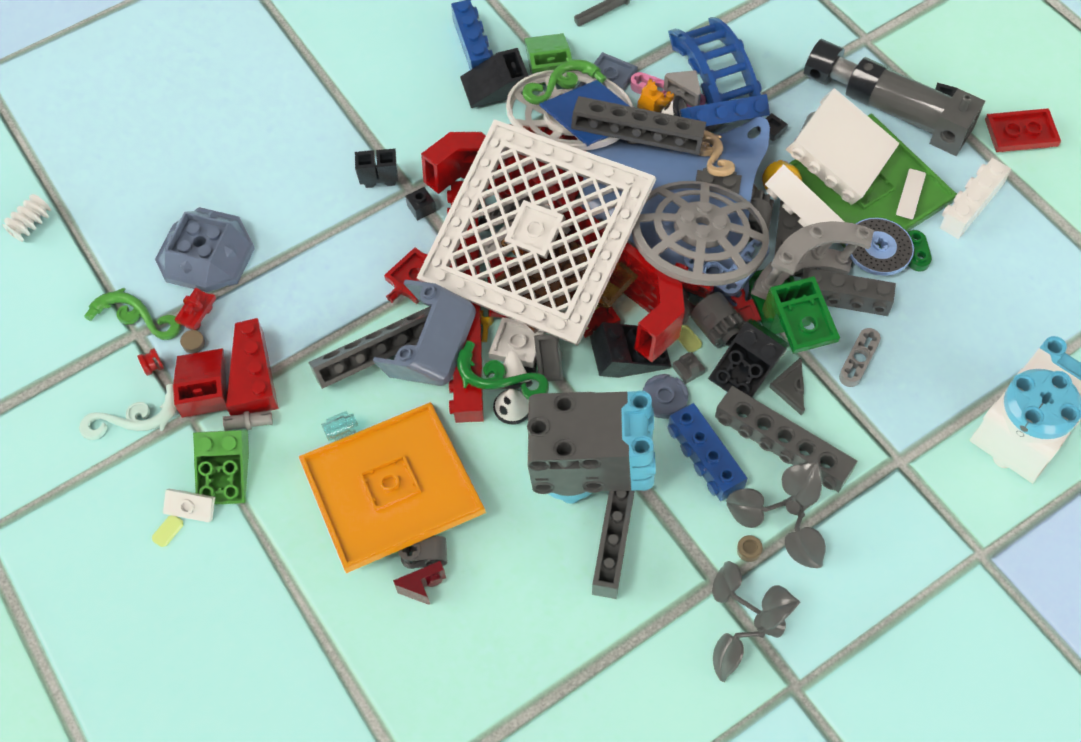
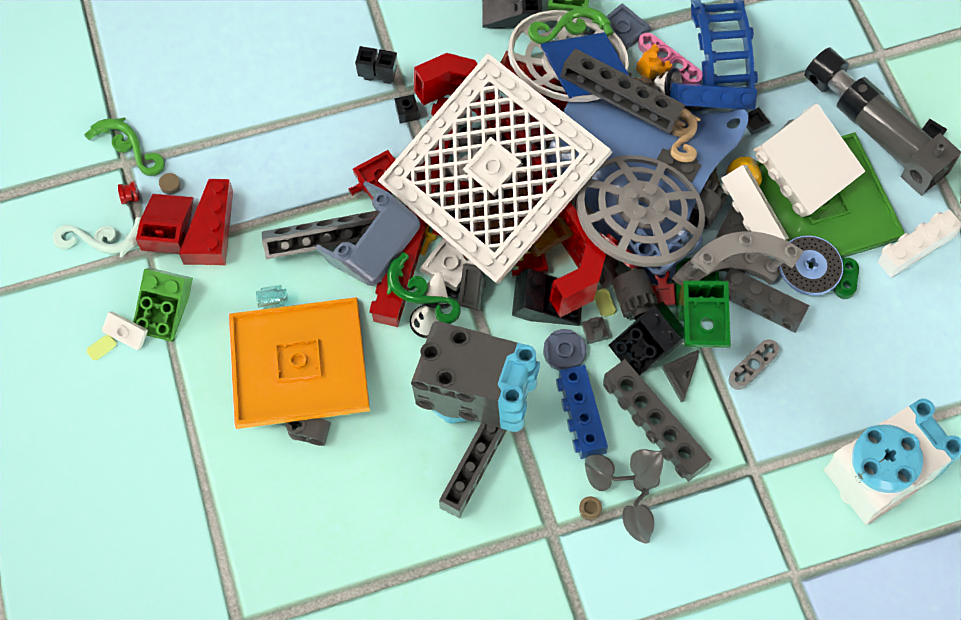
camera: 15 degrees right, 5 degrees up
(26, 216) = (59, 29): white piece -> none
(195, 309) = (179, 155): red hips -> none
(205, 250) = (207, 117): sand blue piece -> none
(247, 420) = (195, 269): light grey pin -> none
(413, 584) = (292, 453): dark red slope -> none
(685, 85) = (685, 59): light grey slope -> none
(776, 606) = (580, 576): dark grey plant -> none
(911, 194) = (861, 222): white sticker -> none

